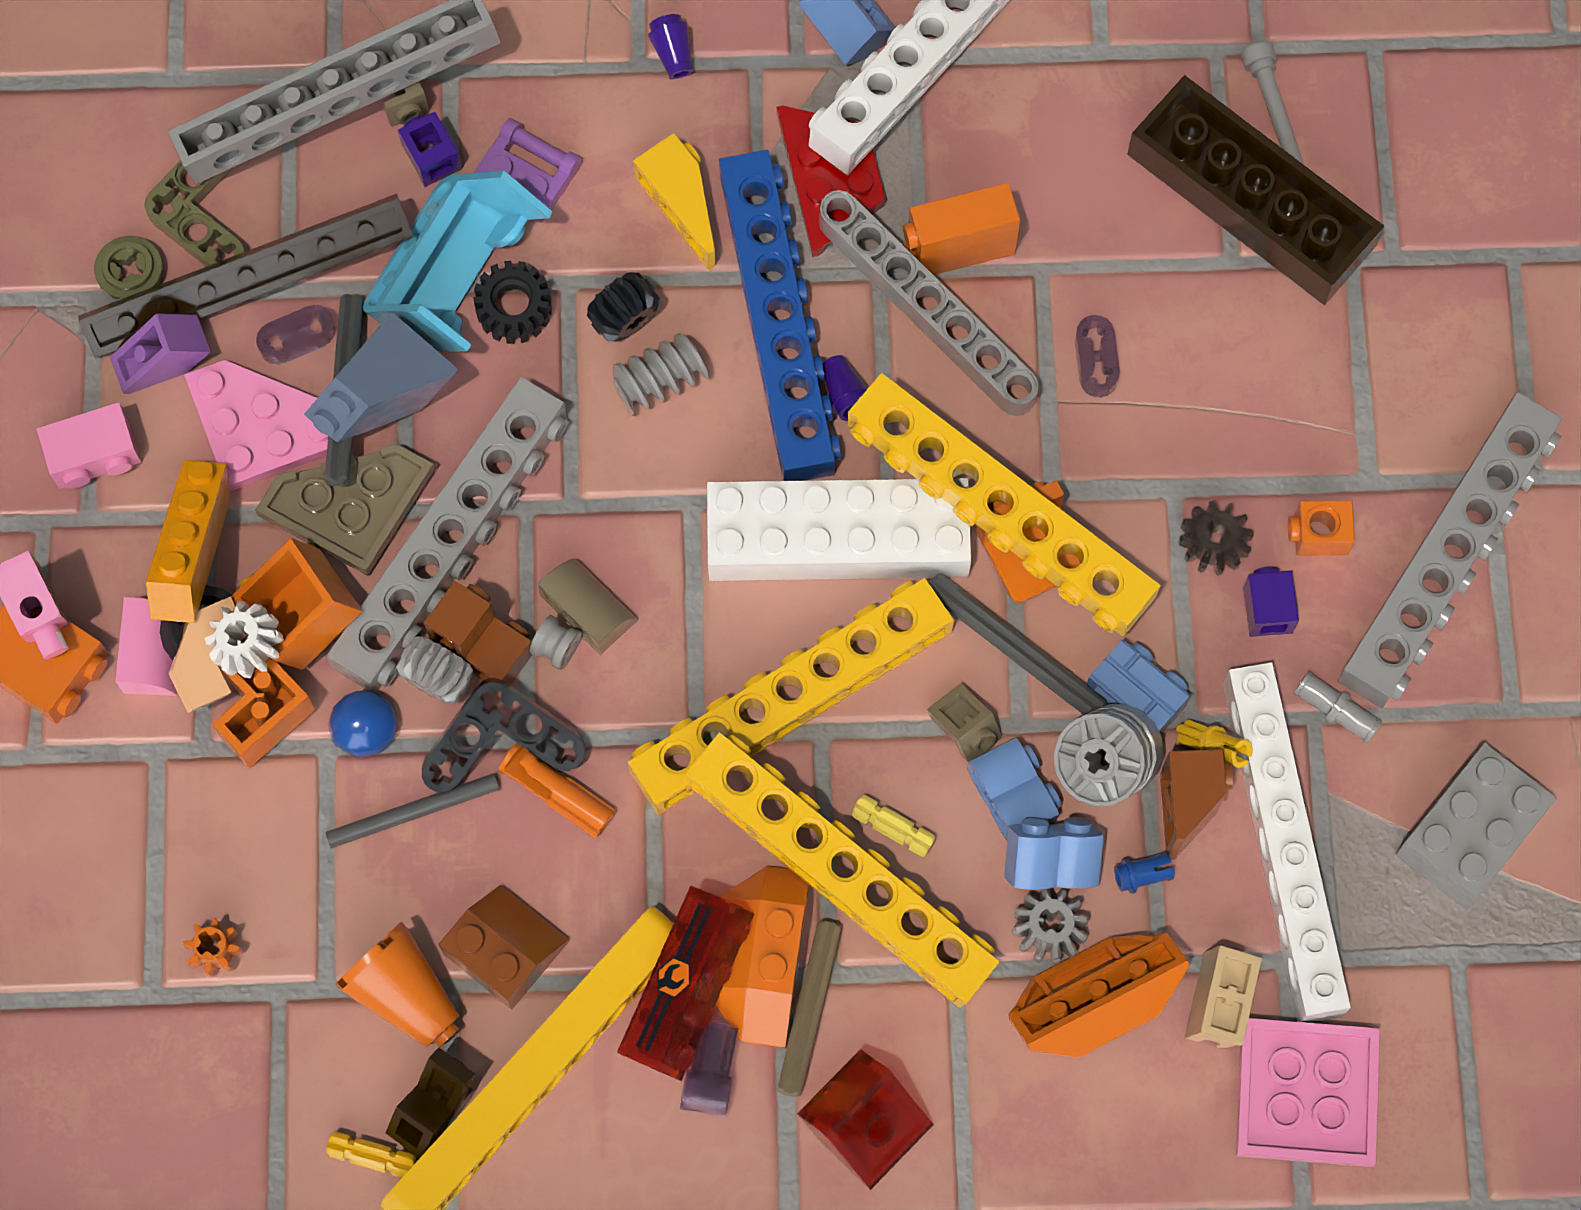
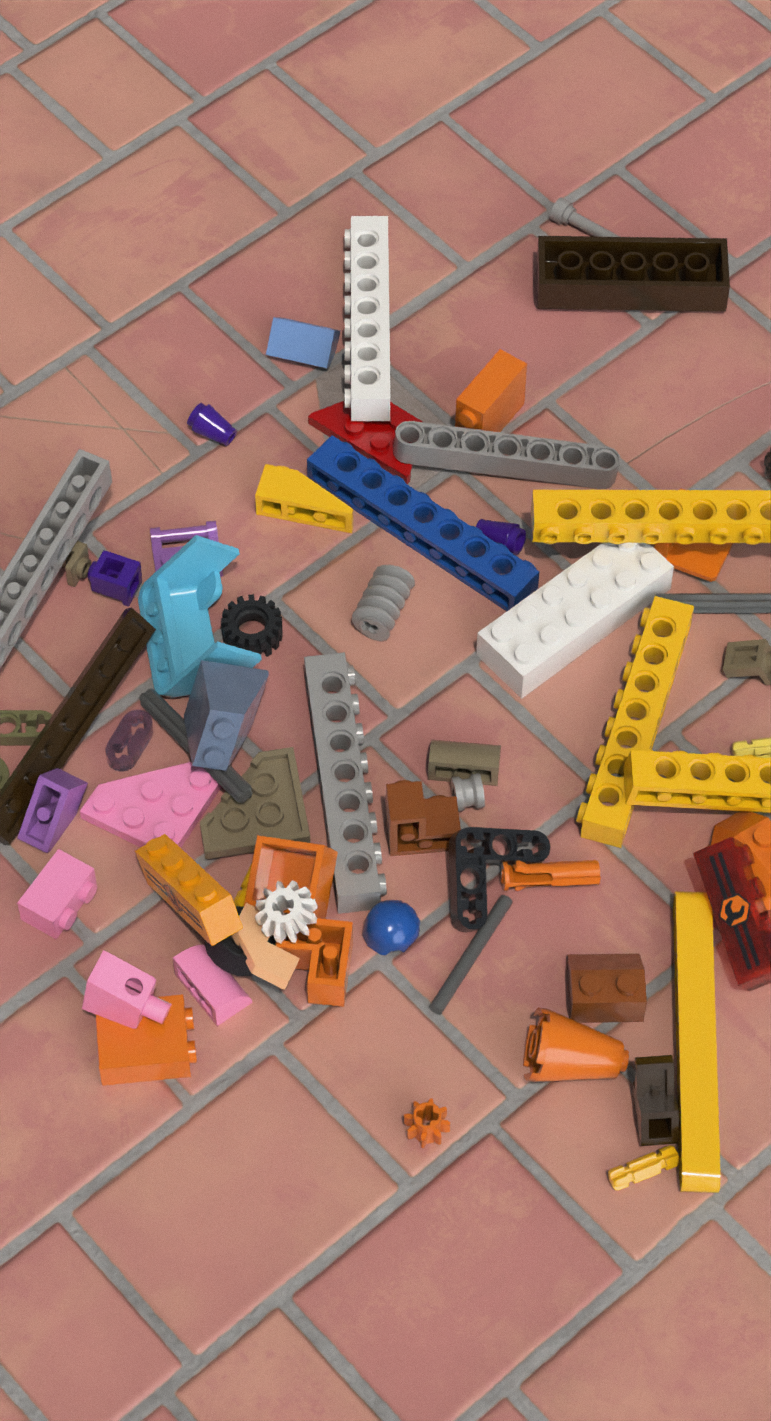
camera: 40 degrees left, 15 degrees down
(435, 670) = (412, 857): light grey gear -> none
(623, 306) = (326, 578): black gear -> none
(1106, 355) = (624, 424): clear purple beam -> none

